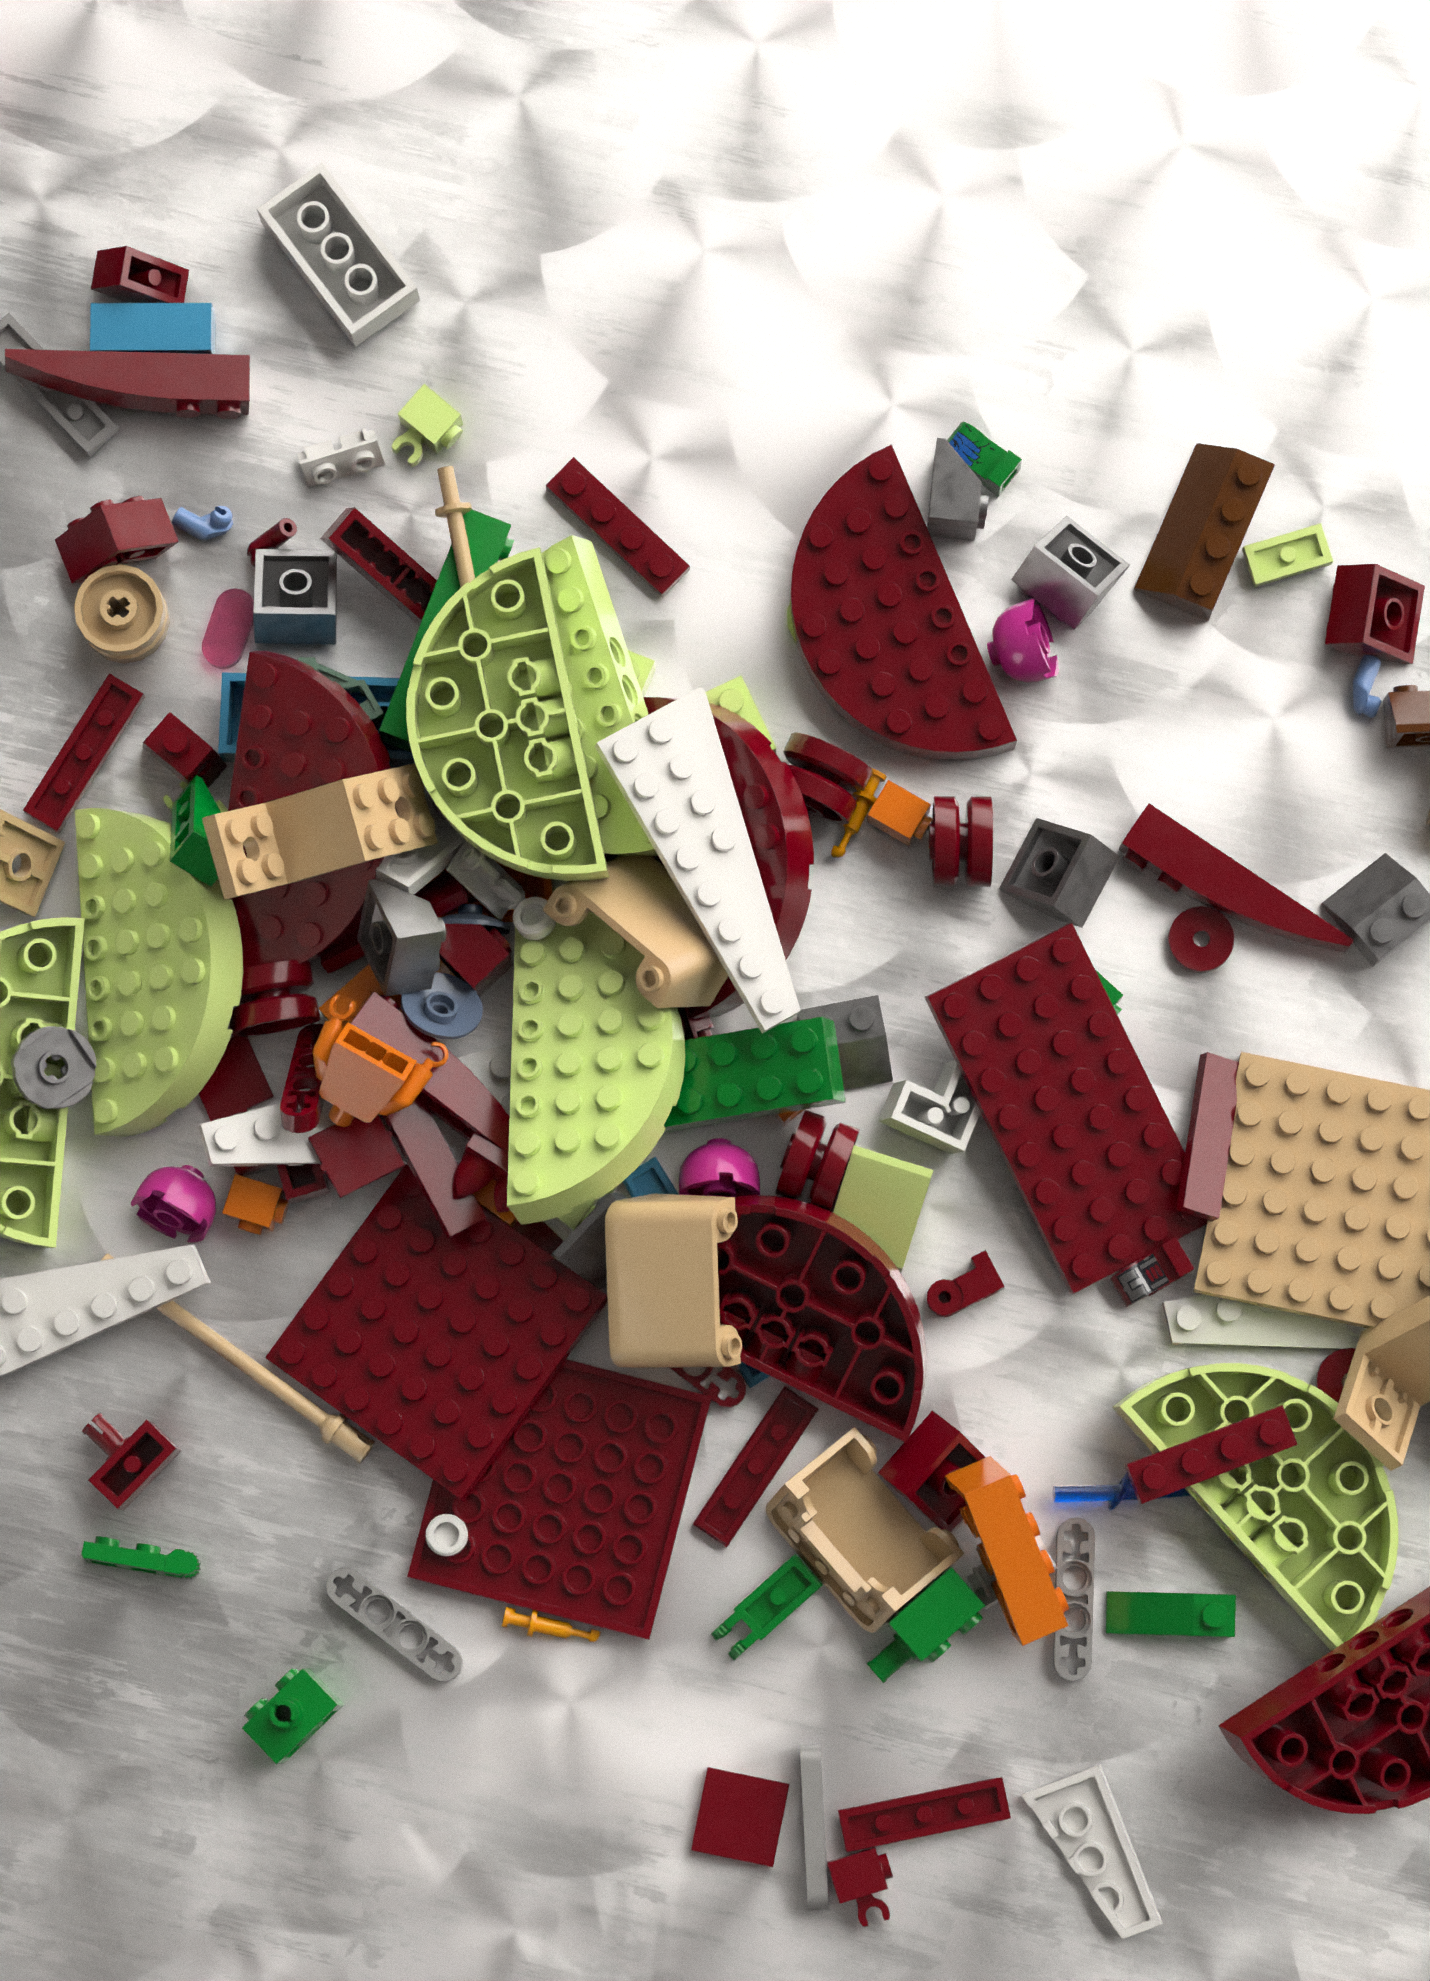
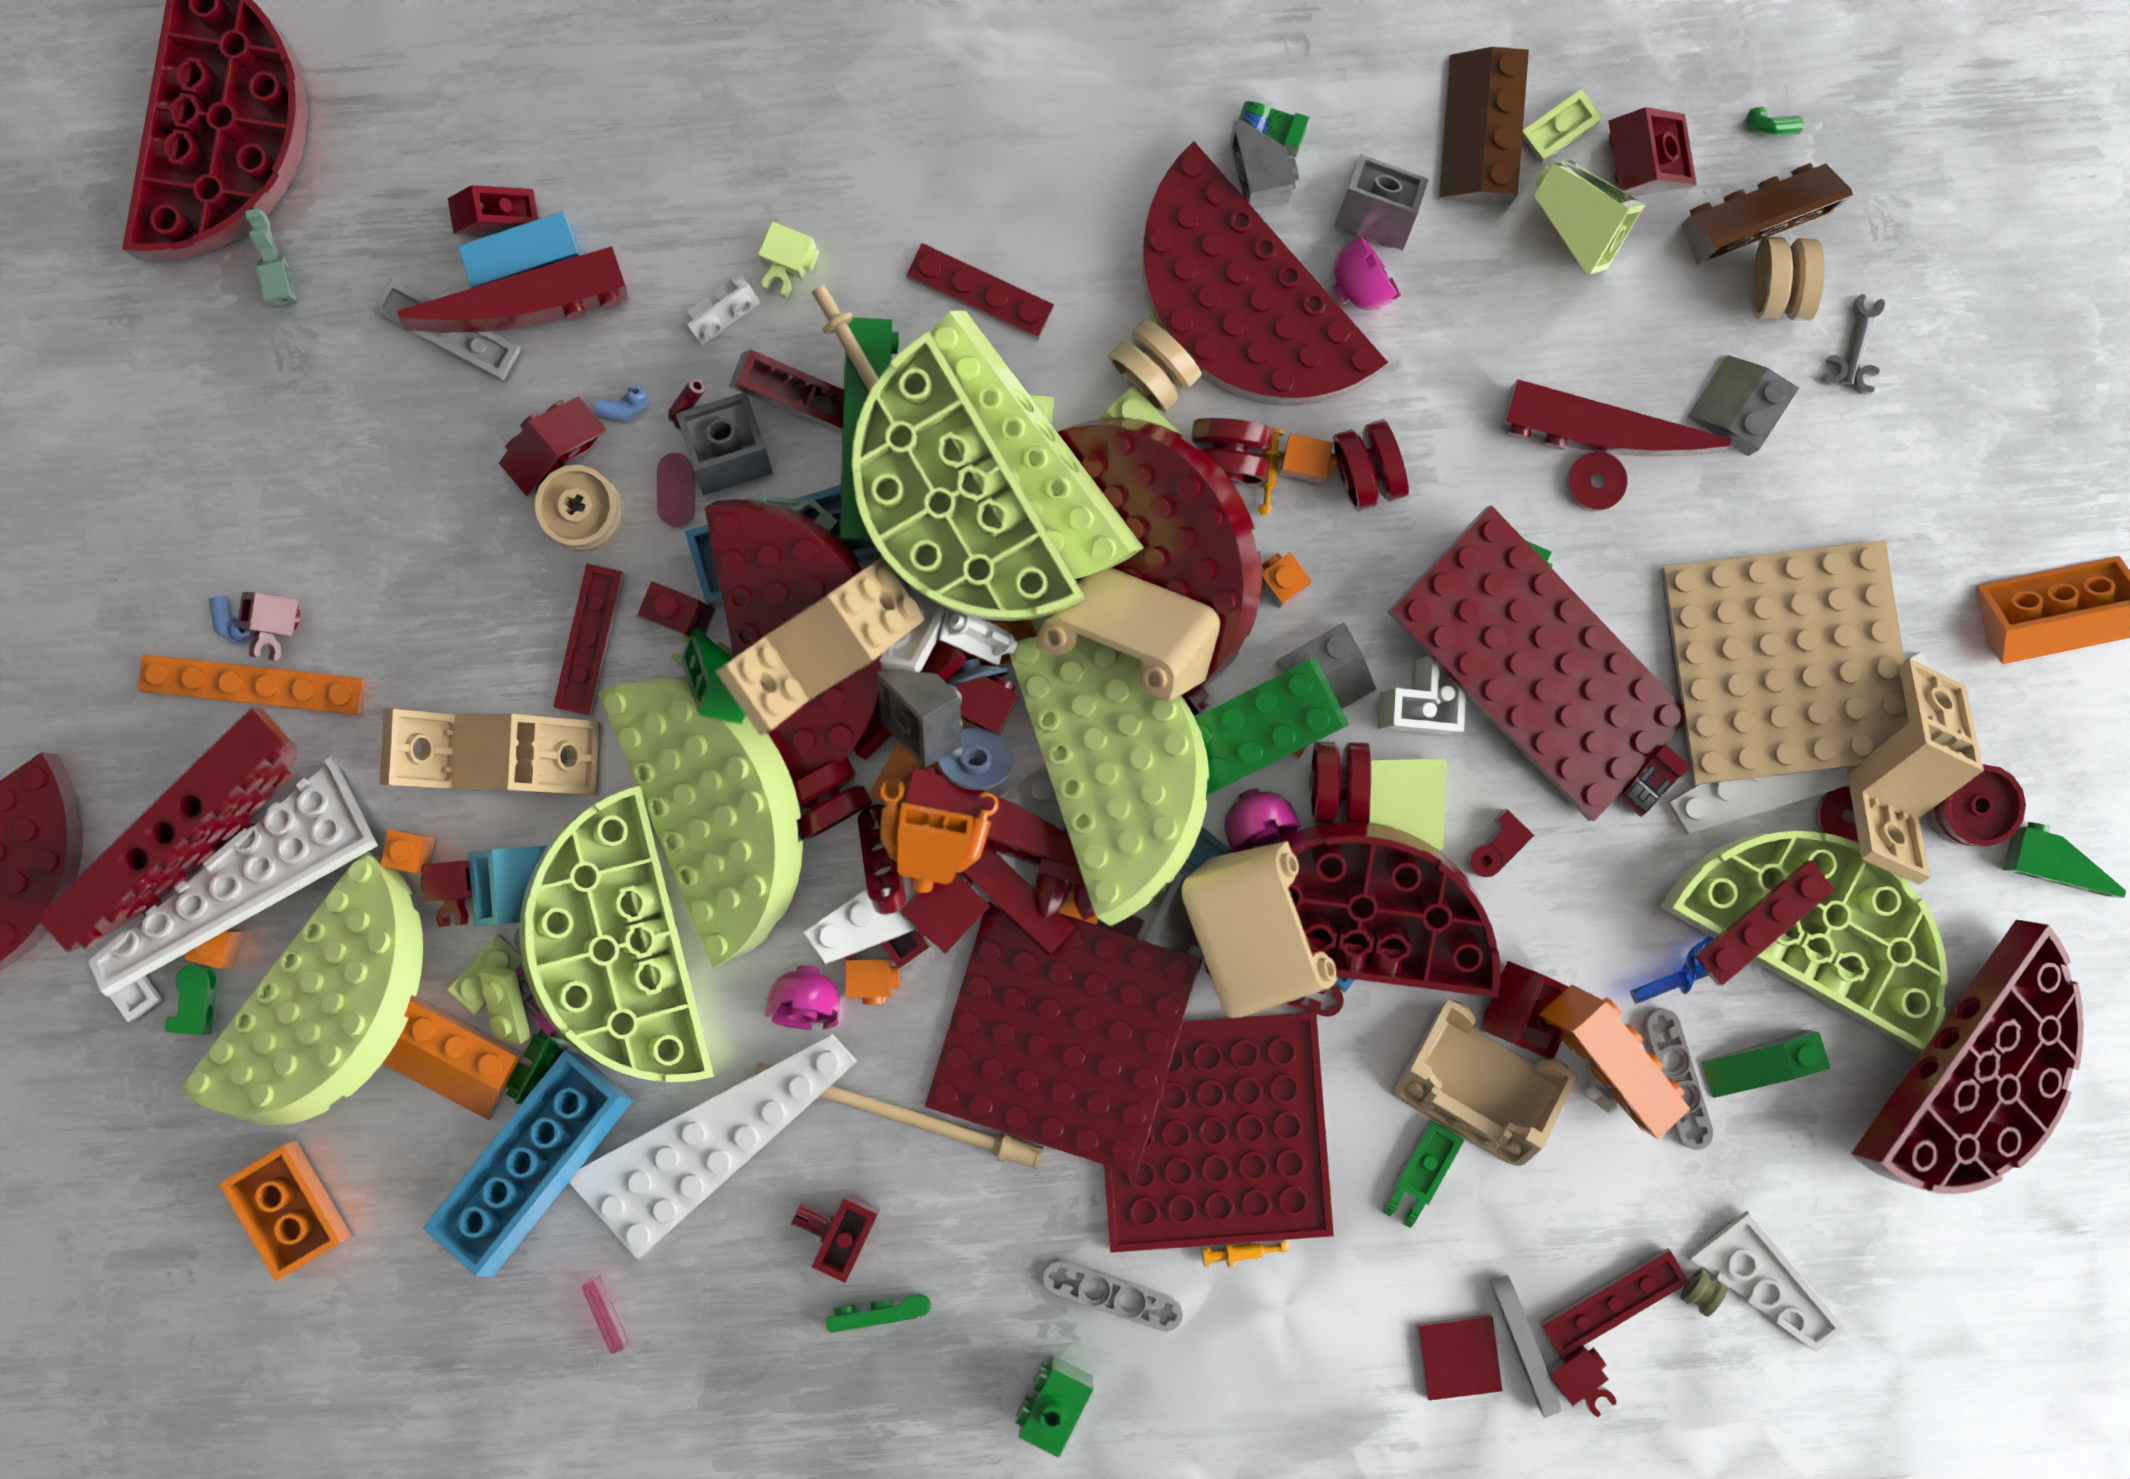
camera: 25 degrees left, 5 degrees up
(77, 1073) = (680, 920): flat silver plate -> none
(236, 1082) = (819, 880): dark red piece -> none
(338, 254) = (658, 132): white brick -> none
(447, 1535) = (1132, 1206): white tile -> none
(532, 920) = (1026, 657): white tile -> none
(687, 806) = (1134, 517): white wing -> none
(755, 1466) = (1372, 1057): dark red tile -> none
(768, 664) = (1155, 364): none -> tan wheel
(832, 930) = (1283, 578): none -> orange brick
(927, 1623) = (1571, 1146): green brick -> none
(1023, 1834) = (1704, 1292): none -> olive wheel
(1060, 871) = (1459, 463): flat silver slope -> none
(1209, 1137) = (1663, 649): tile -> none
(1279, 654) = (1587, 212): none -> yellowish green slope
(1363, 684) = (1661, 213): medium blue arm -> none

